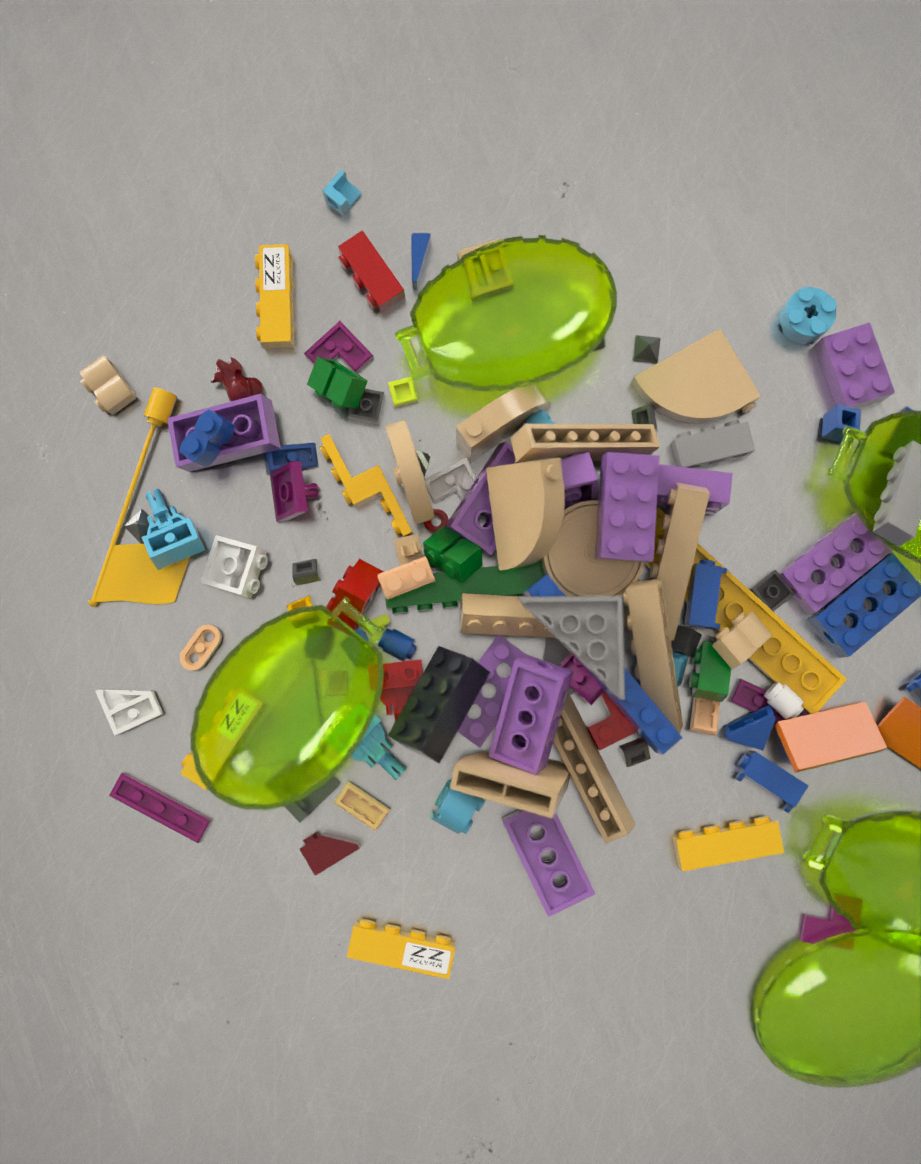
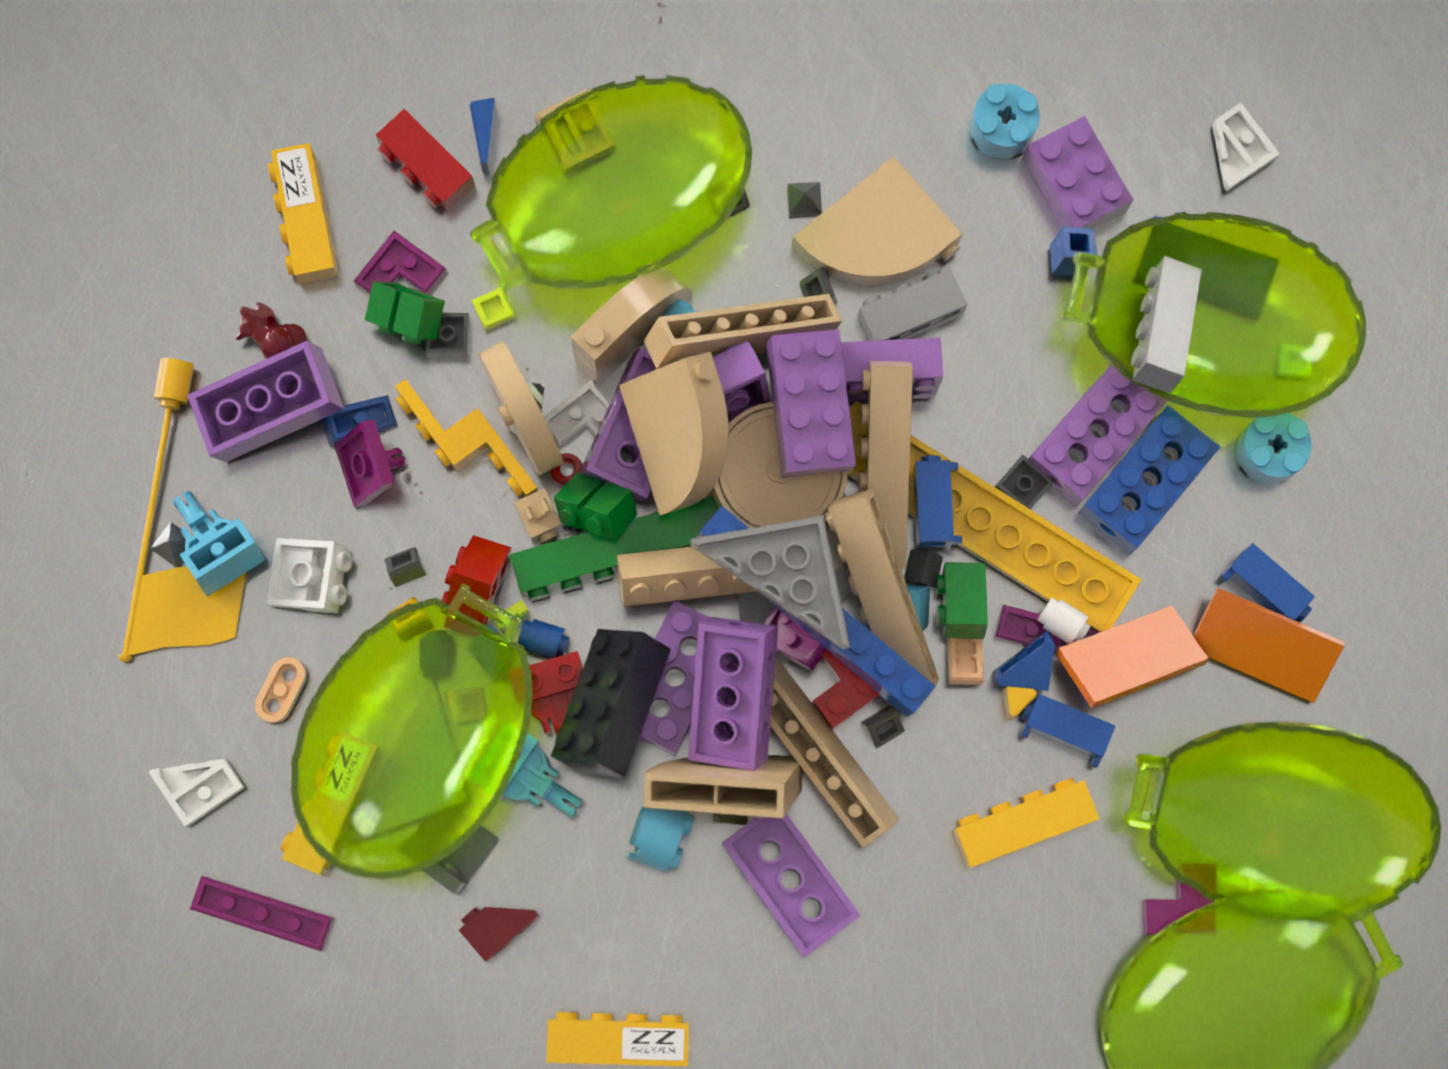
camera: 15 degrees left, 5 degrees down
(107, 385) = (98, 366): tan brick -> none
(208, 435) = (245, 413): blue brick -> none
(341, 193) = (367, 66): medium azure panel -> none
(362, 806) = (532, 861): light nougat plate -> none
(406, 577) = (539, 545): light nougat brick -> none
(737, 752) = (1016, 700): none -> yellow slope
(741, 640) = (992, 550): tan brick -> none

